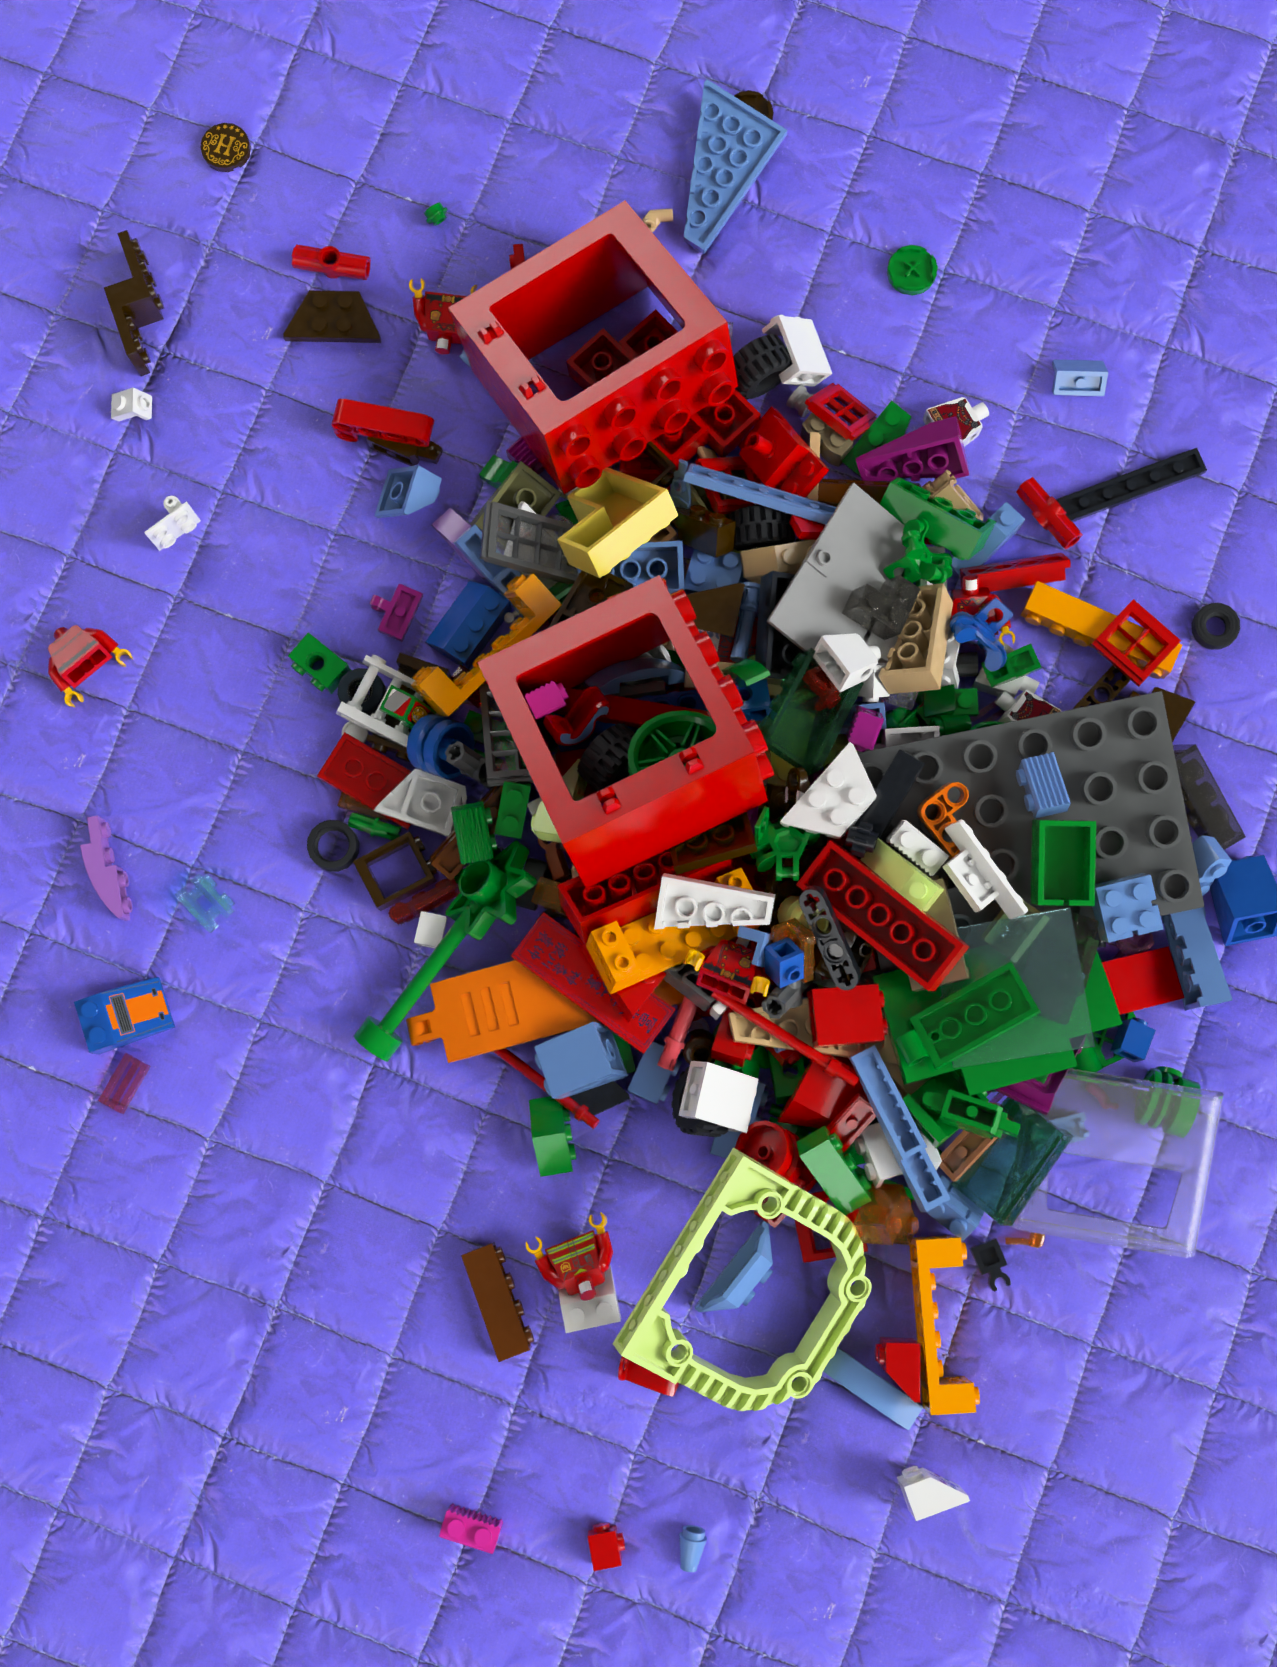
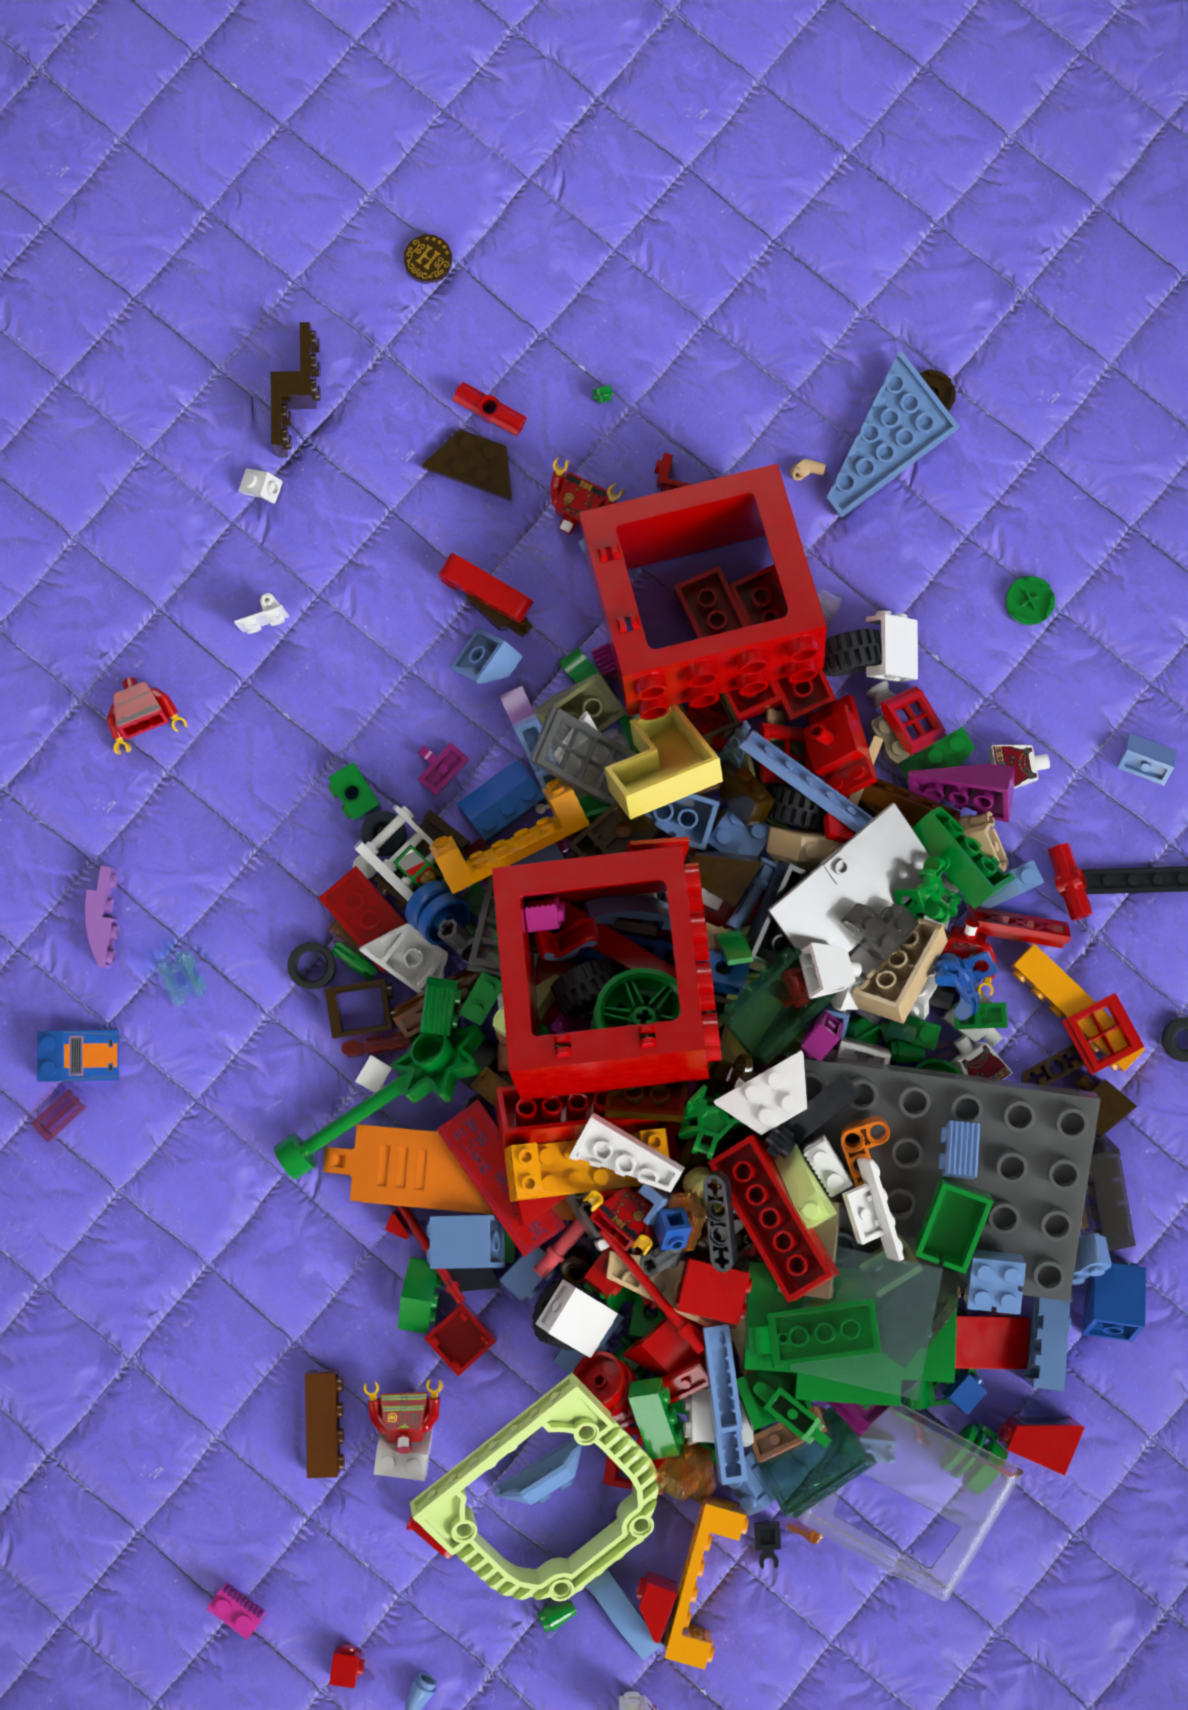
camera: 20 degrees right, 5 degrees up
(504, 1074) = (397, 1226): none -> red slope
(607, 1164) = (461, 1338): none -> red container
(802, 1416) = (556, 1615): none -> green cone
(1229, 1061) = (1042, 1440): none -> red slope

